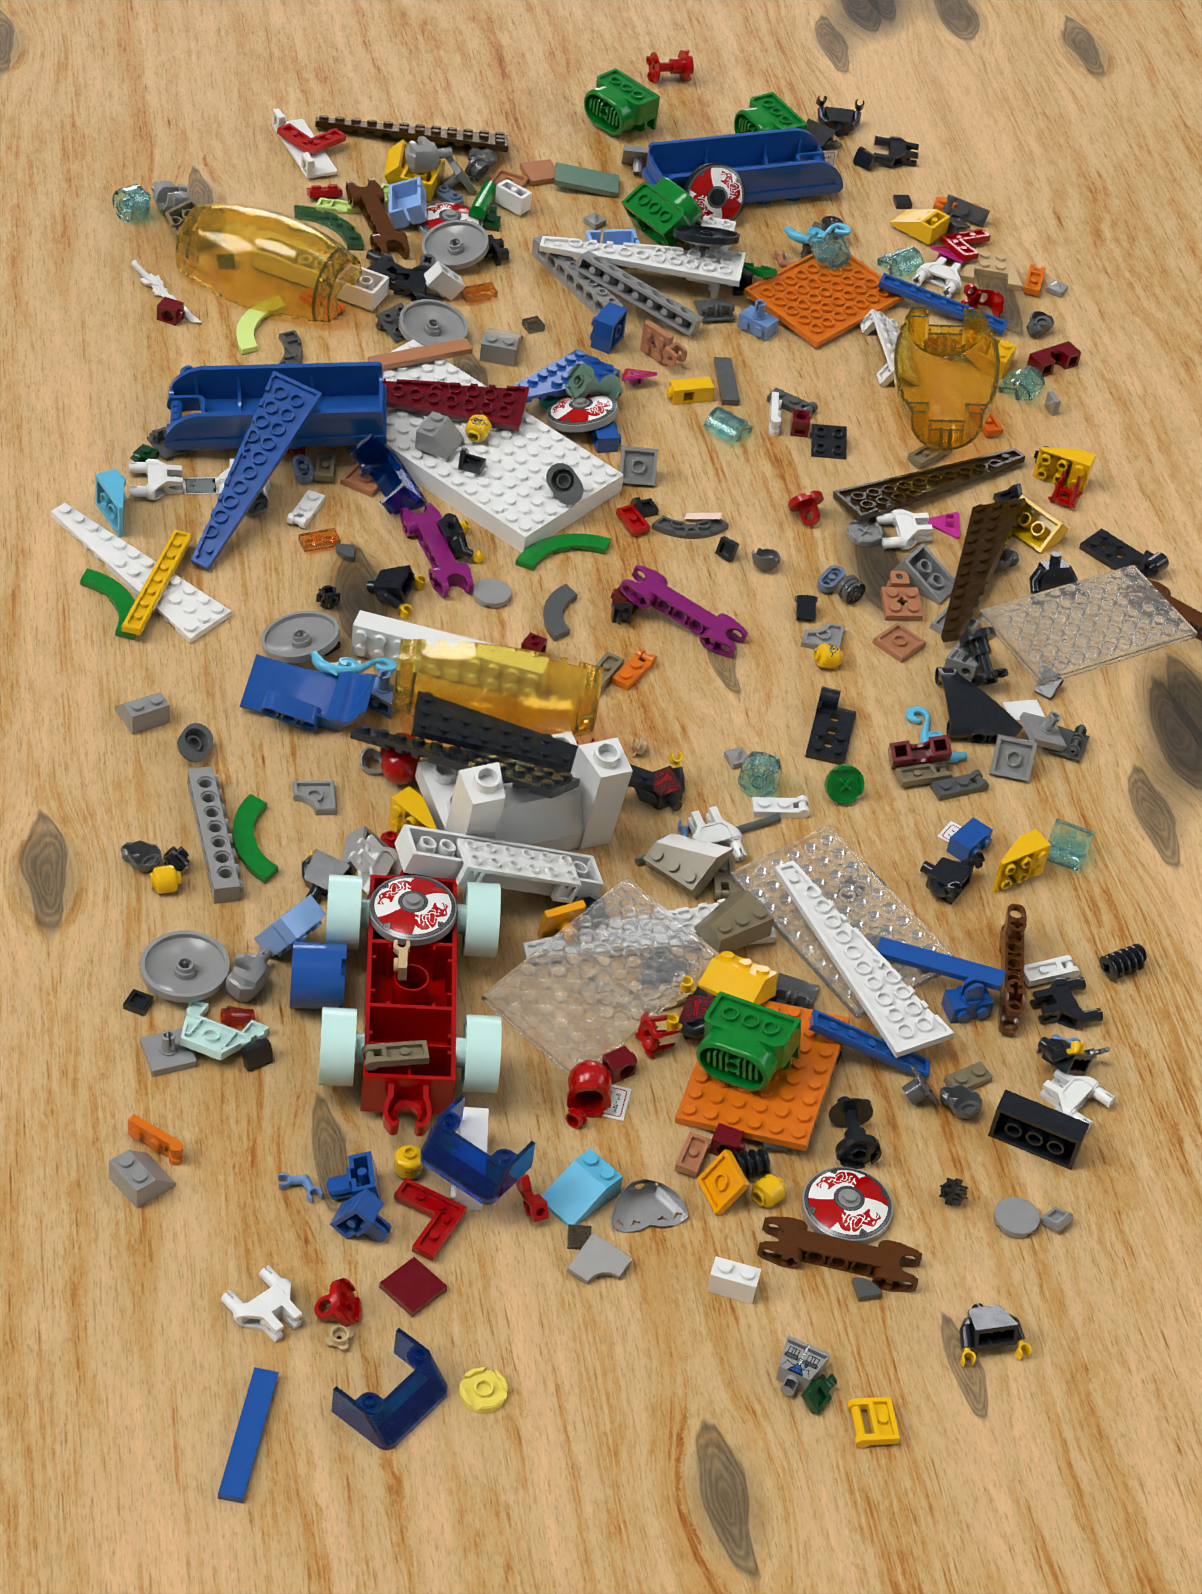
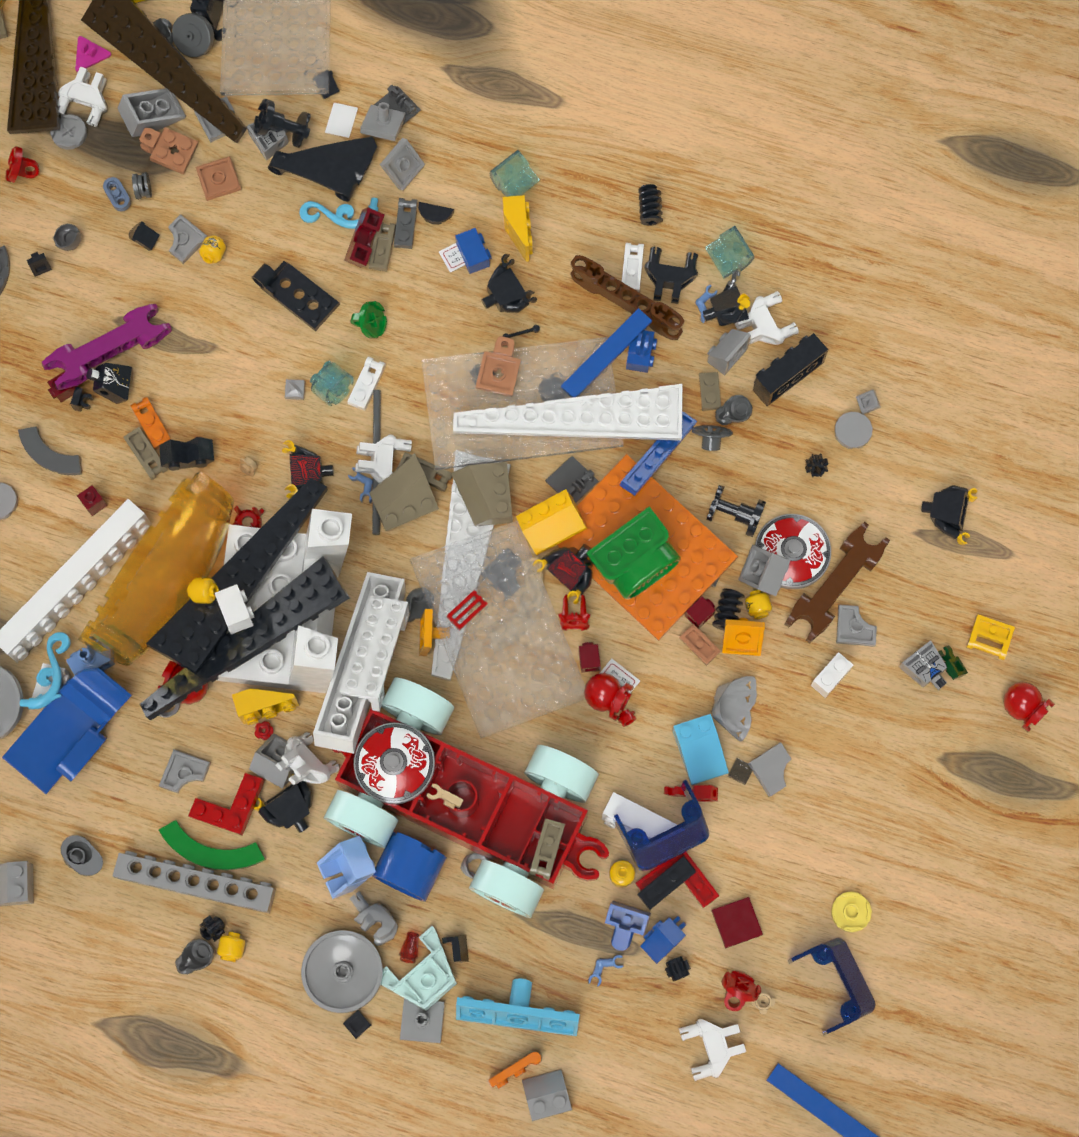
camera: 55 degrees left, 30 degrees up
(214, 1118) = (517, 1013): none -> medium azure plate
(292, 842) = (231, 819): none -> red plate
(334, 1244) = (677, 968): none -> black gear
(420, 1202) = (666, 883): none -> black tile
(488, 735) = (233, 609): none -> white brick
(492, 711) = (202, 590): none -> yellow head
(604, 932) = (477, 599): none -> red tile
(619, 699) = (188, 454): none -> black brick
(653, 623) = (111, 381): none -> black torso
(799, 1288) = (853, 629): none -> light grey tile
(807, 1178) = (764, 570): none -> light grey slope
(816, 1477) = (1025, 703): none -> red tile
(866, 1289) = (873, 579): dark grey tile -> none
(872, 880) = (502, 360): none -> nougat plate
(928, 917) = (535, 329): none -> black hinge
(986, 804) = (435, 214): none -> black tile
(1018, 576) = (192, 34): none -> dark grey wheel
(1020, 1076) = (729, 350): none -> light grey slope
(1126, 1042) = (730, 252): none -> clear light blue brick

